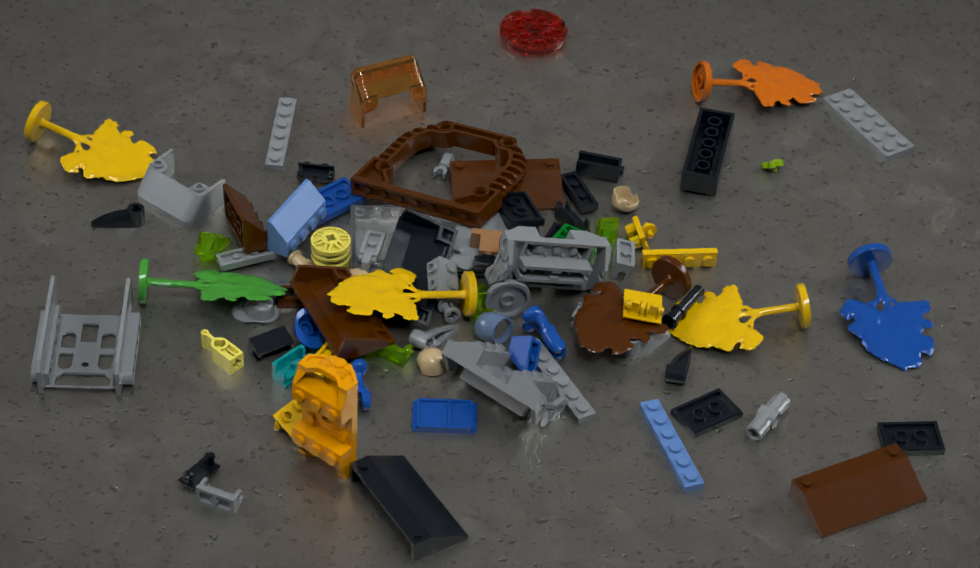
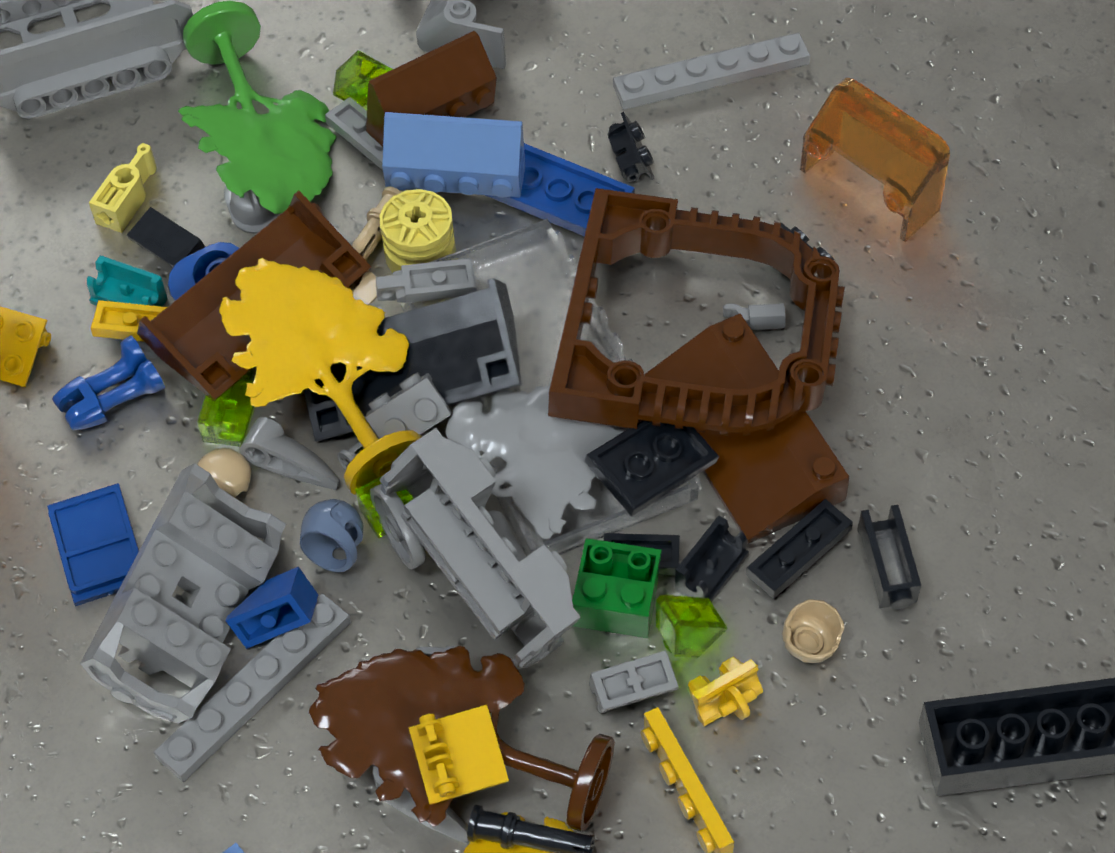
camera: 75 degrees right, 15 degrees up
(488, 243) = (498, 437): medium nougat piece -> none
(536, 321) = (354, 623): blue piece -> none

